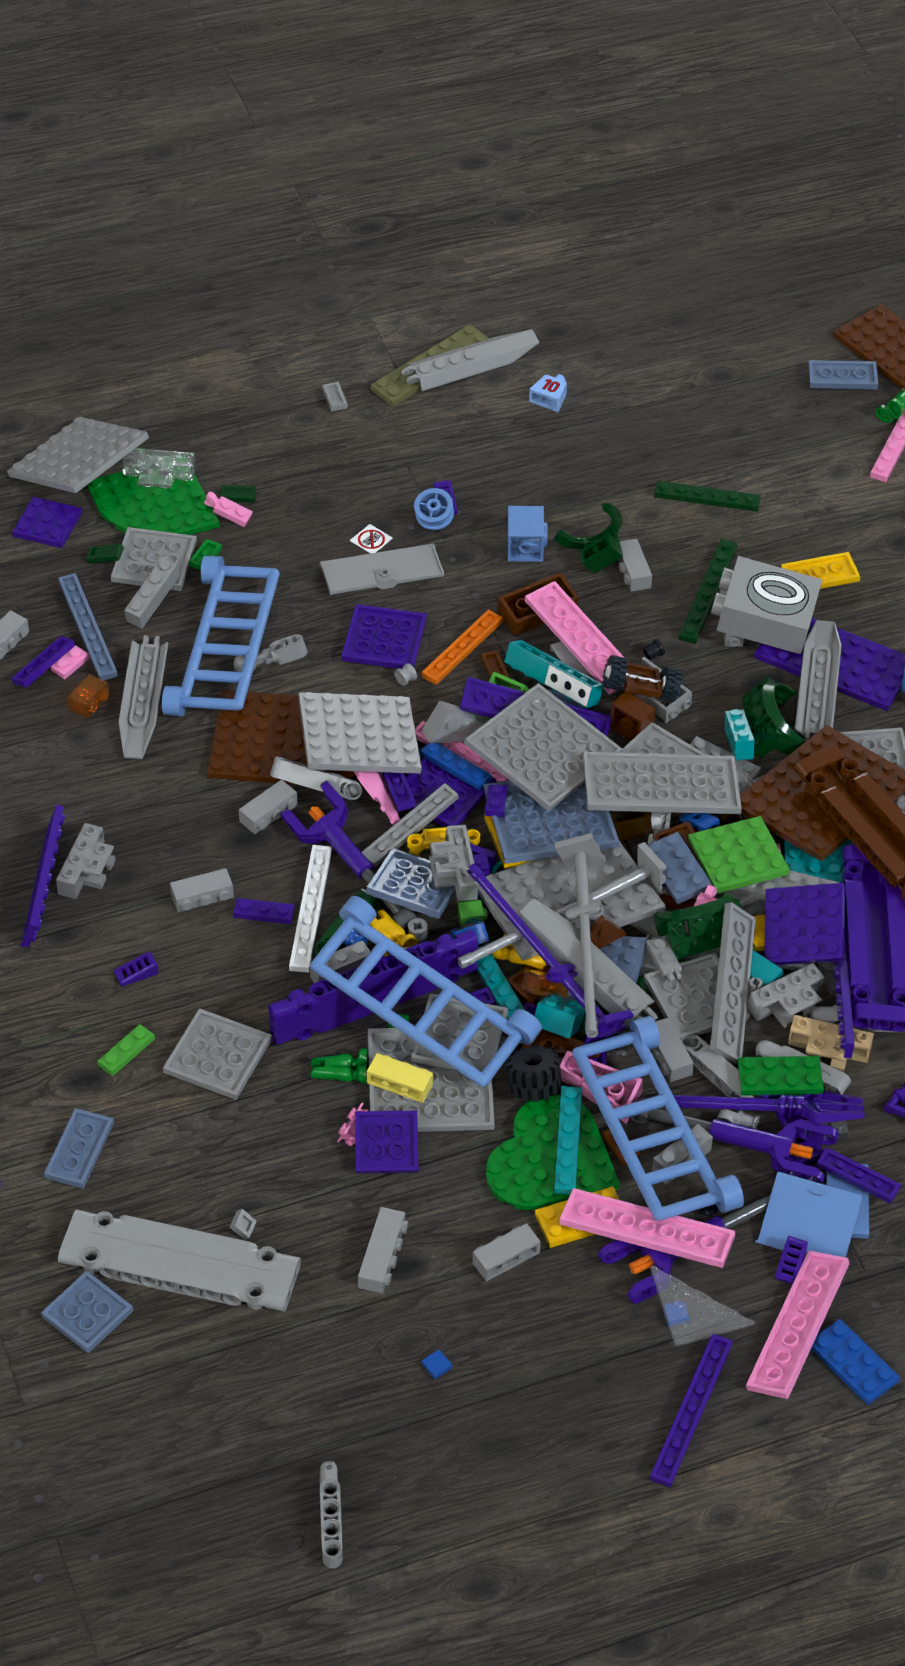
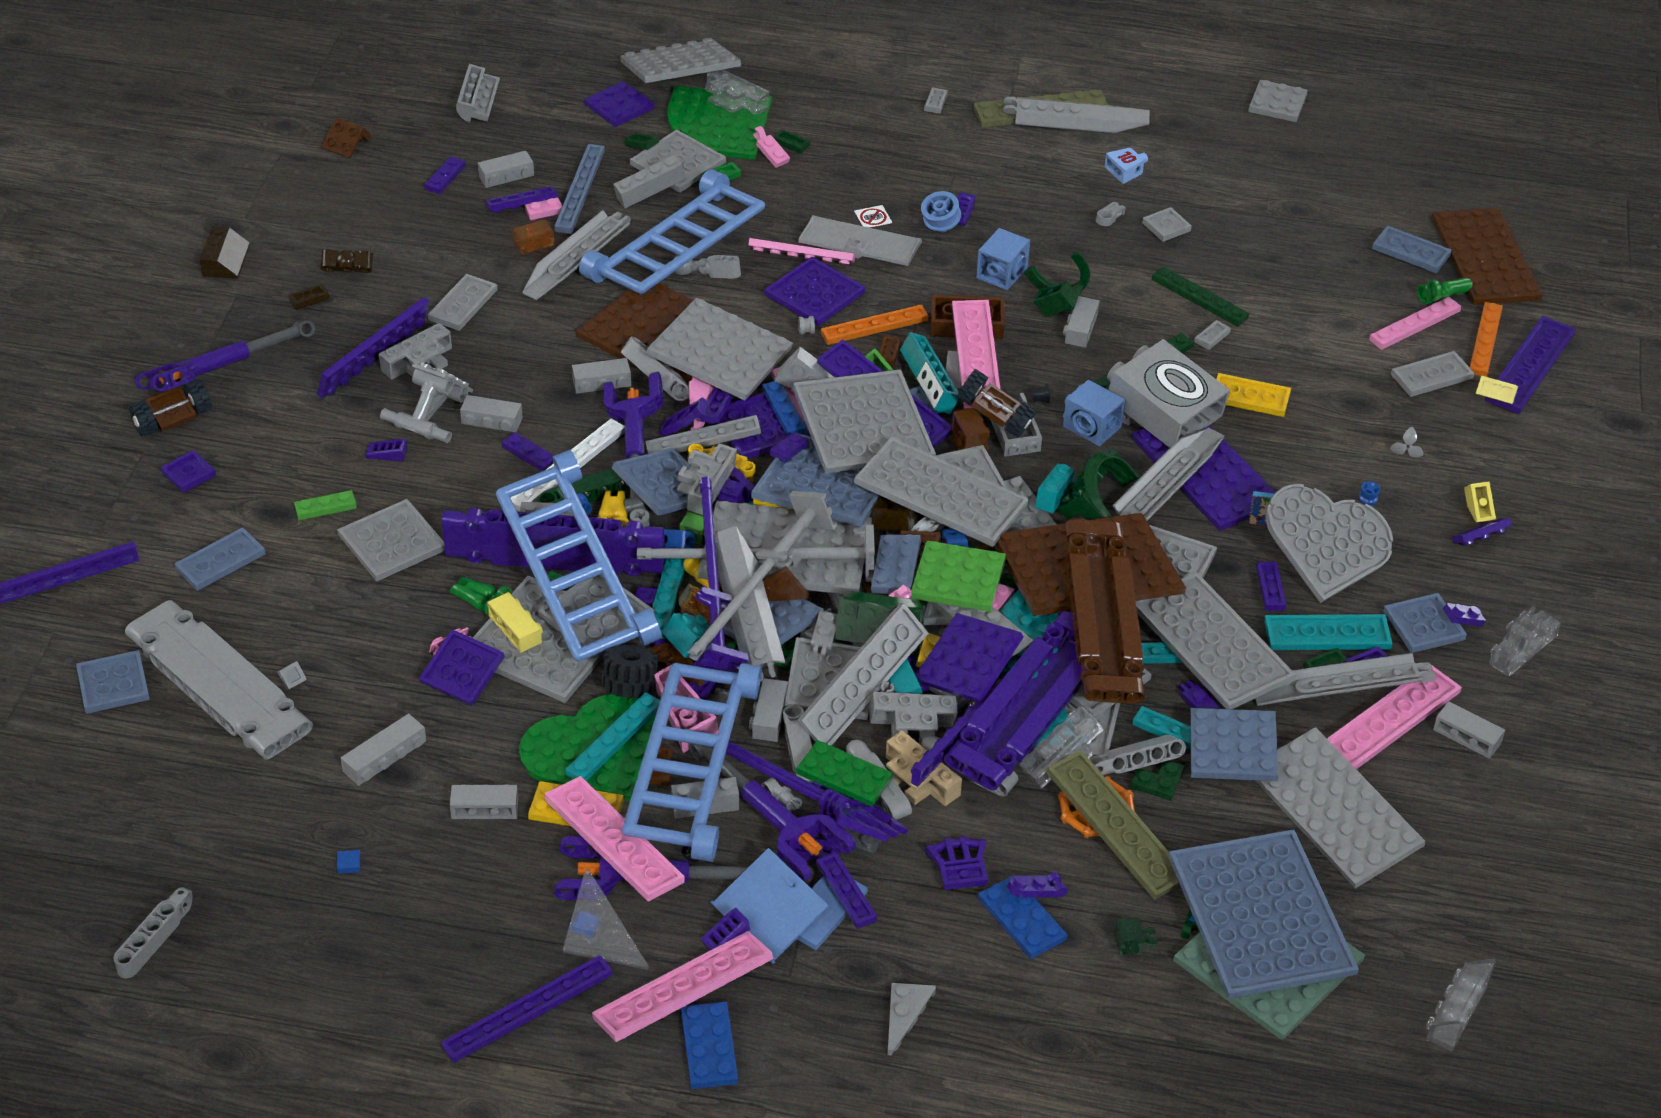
camera: 30 degrees right, 5 degrees down
(79, 791) = (462, 302): none -> light grey plate
(141, 887) = (436, 388): none -> light grey plate
(333, 605) = (795, 250): none -> bright pink plate
(381, 814) = (683, 417): none -> dark purple plate
(574, 446) = (1108, 214): none -> light grey piece
(625, 272) = (1278, 100): none -> light grey plate
(629, 437) = (1166, 224): none -> light grey plate
(714, 649) = (1093, 412): none -> medium blue brick
(747, 529) = (1212, 335): none -> light grey plate

